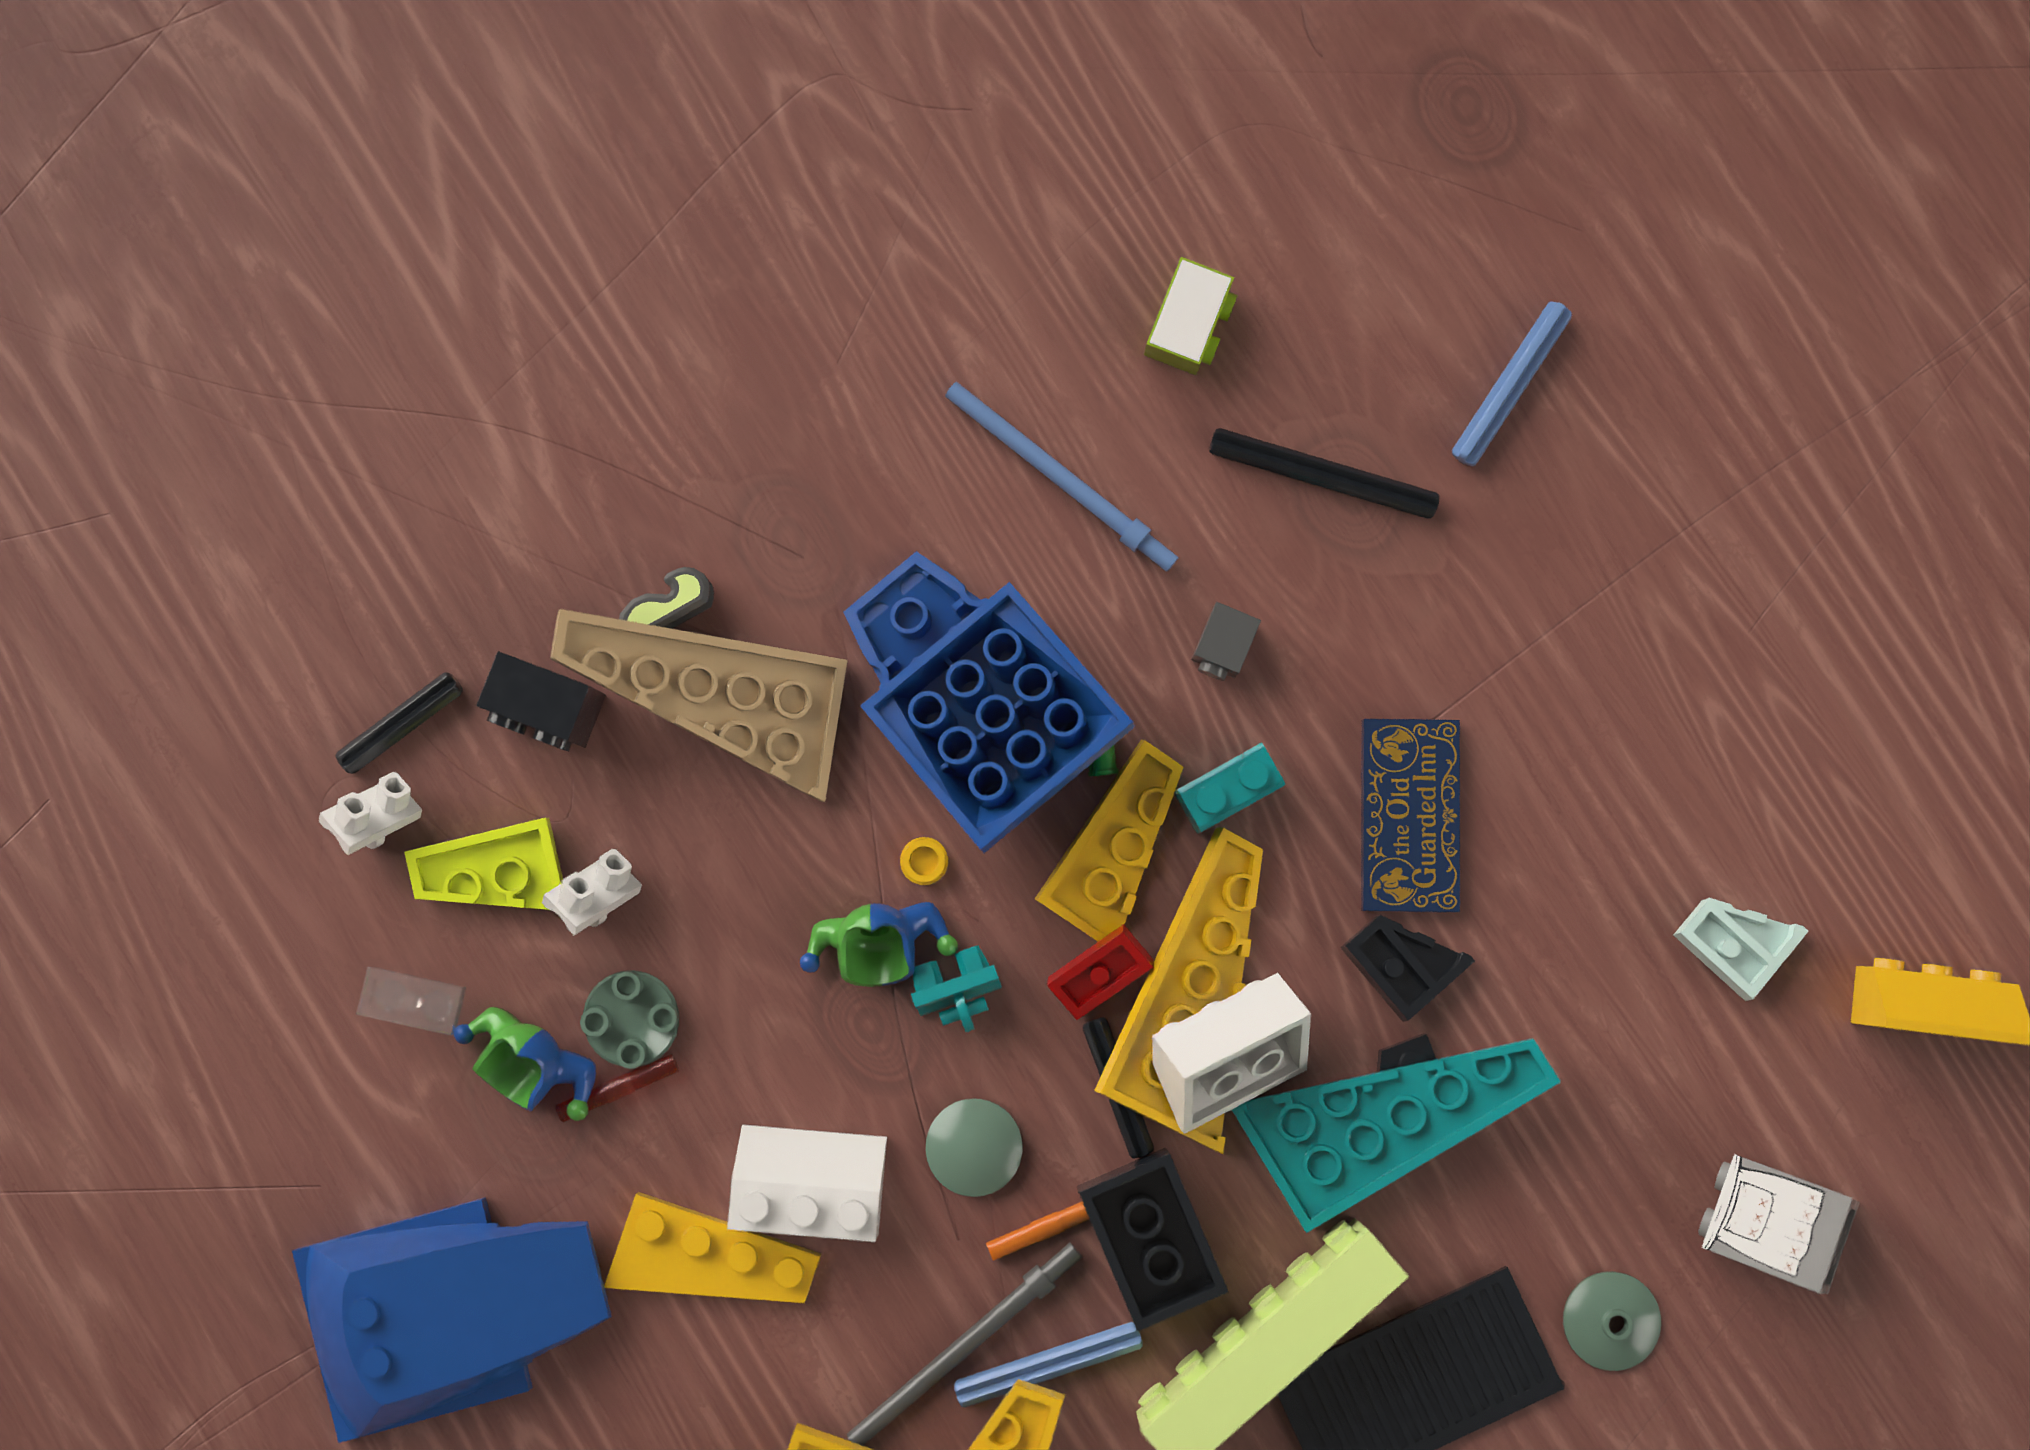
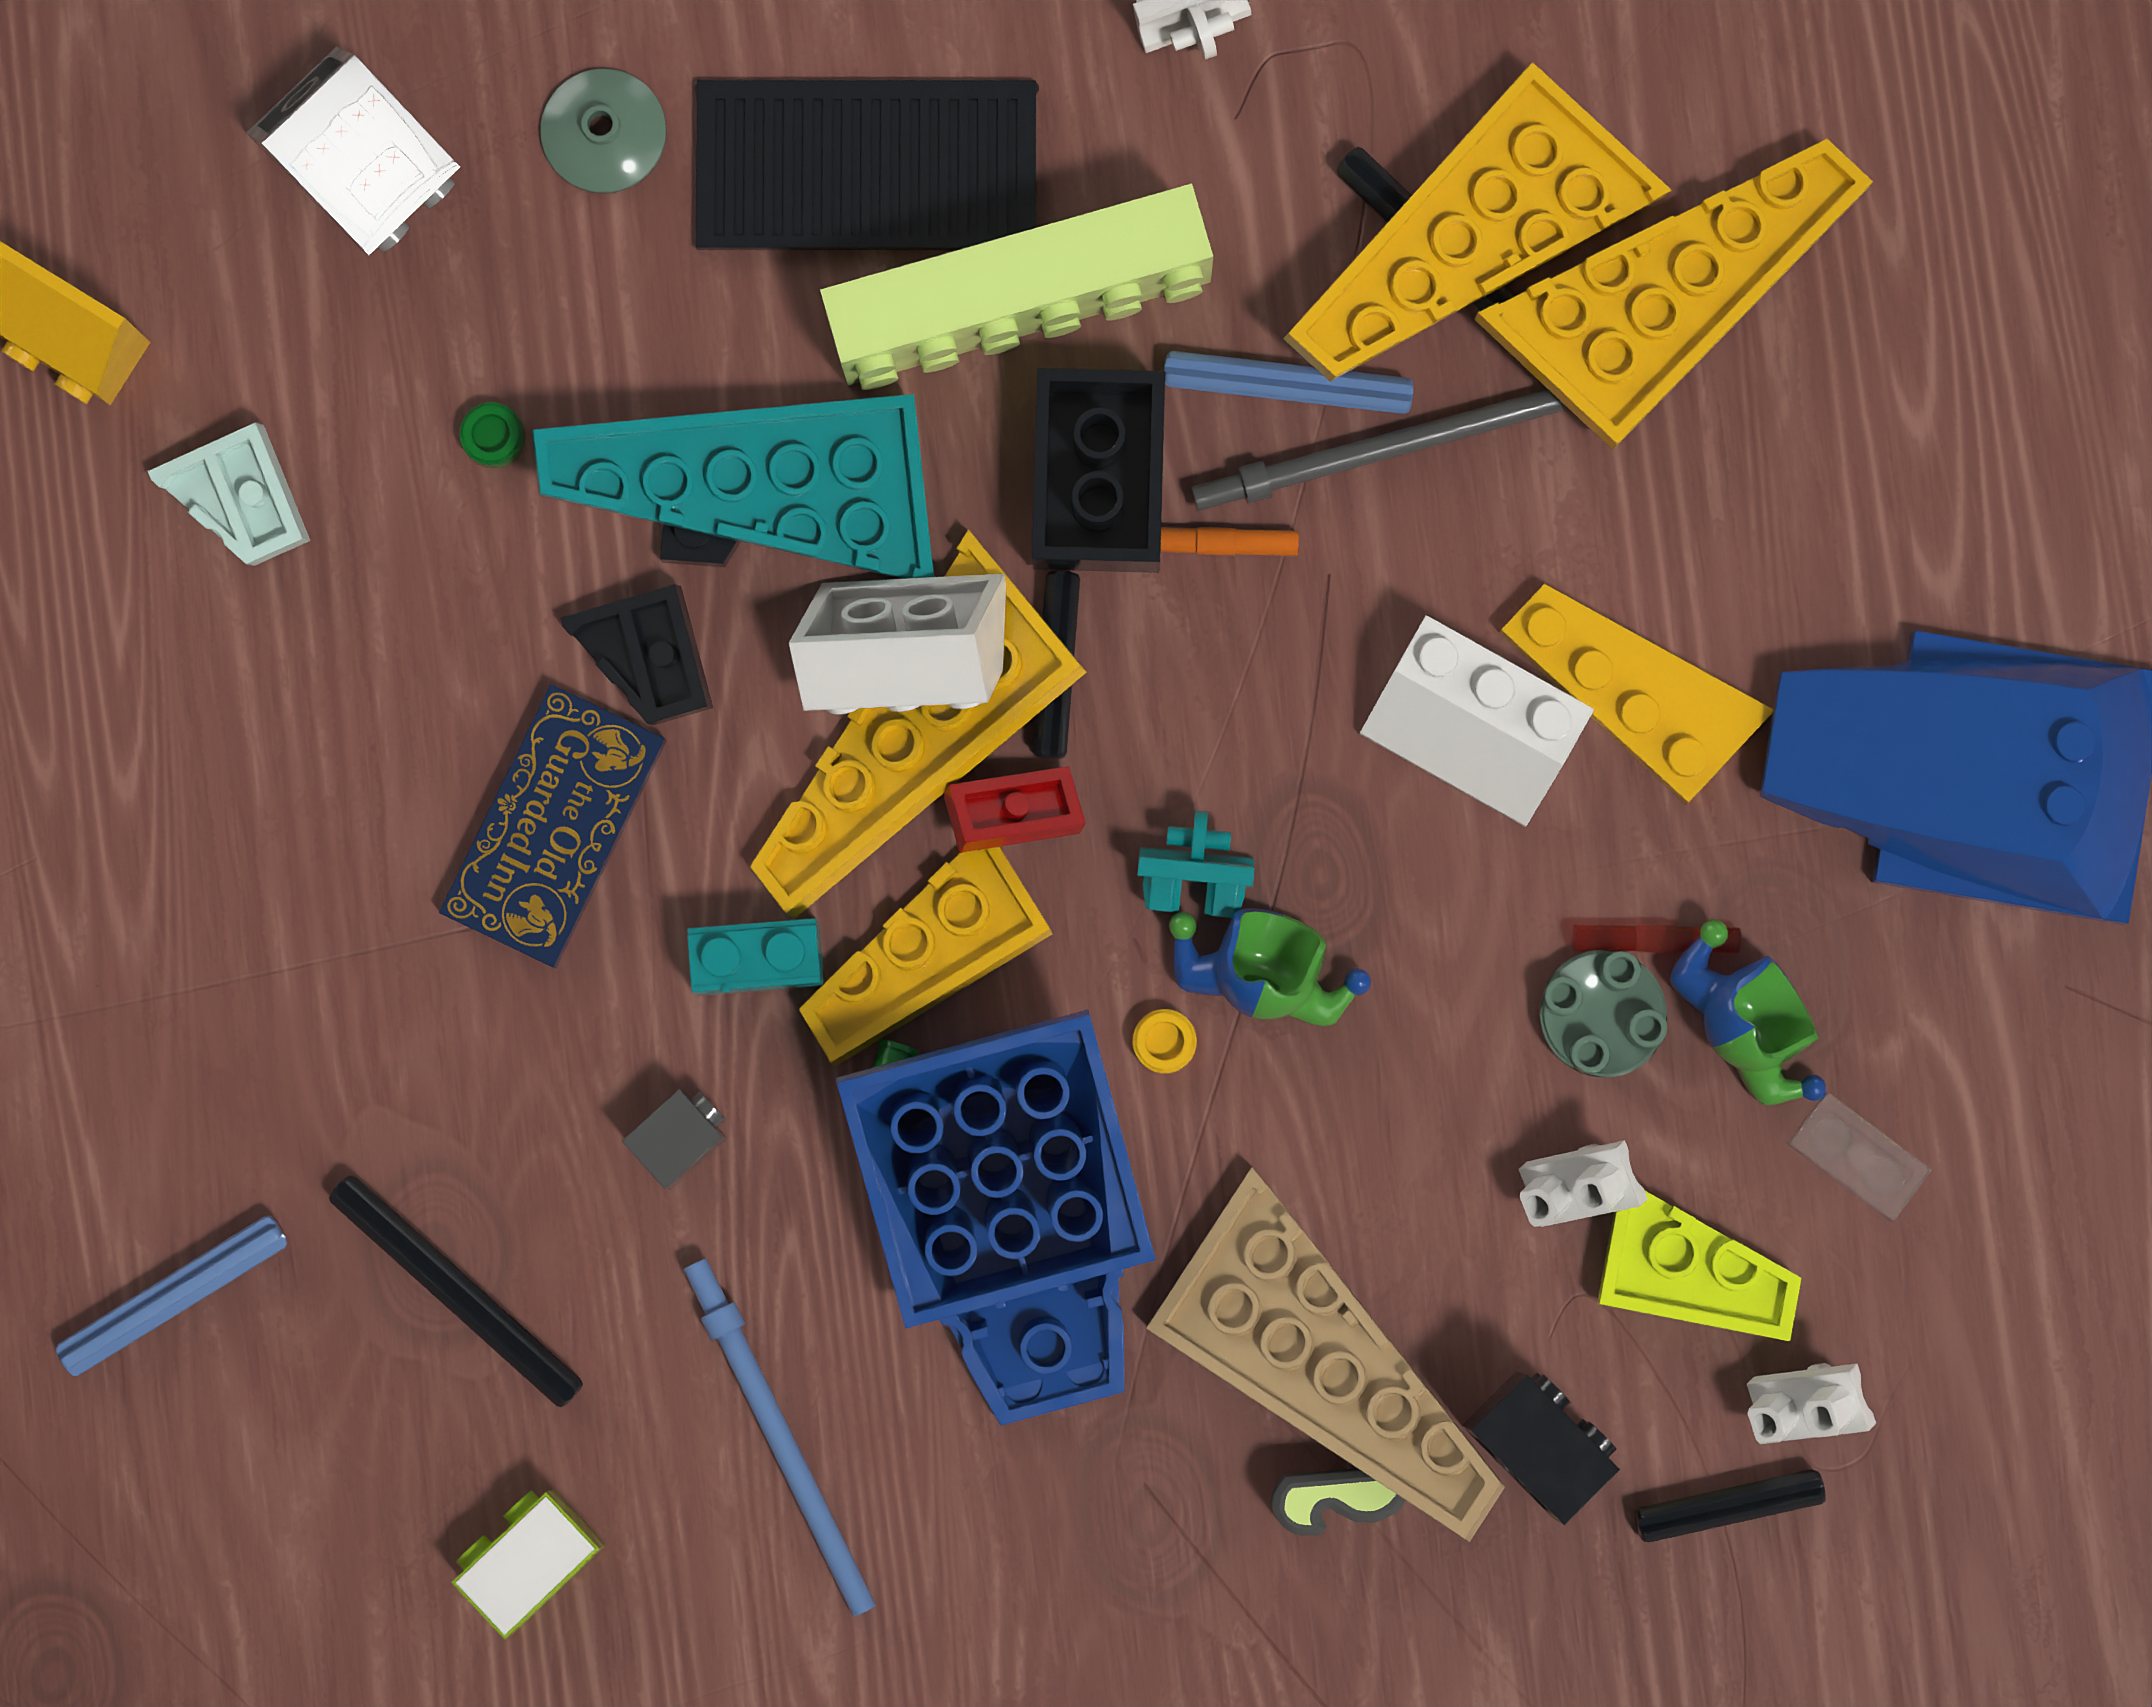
camera: 150 degrees left, 0 degrees up
(974, 1147) = (1260, 673): sand green dish -> none
(1584, 1067) = (492, 435): none -> green tile

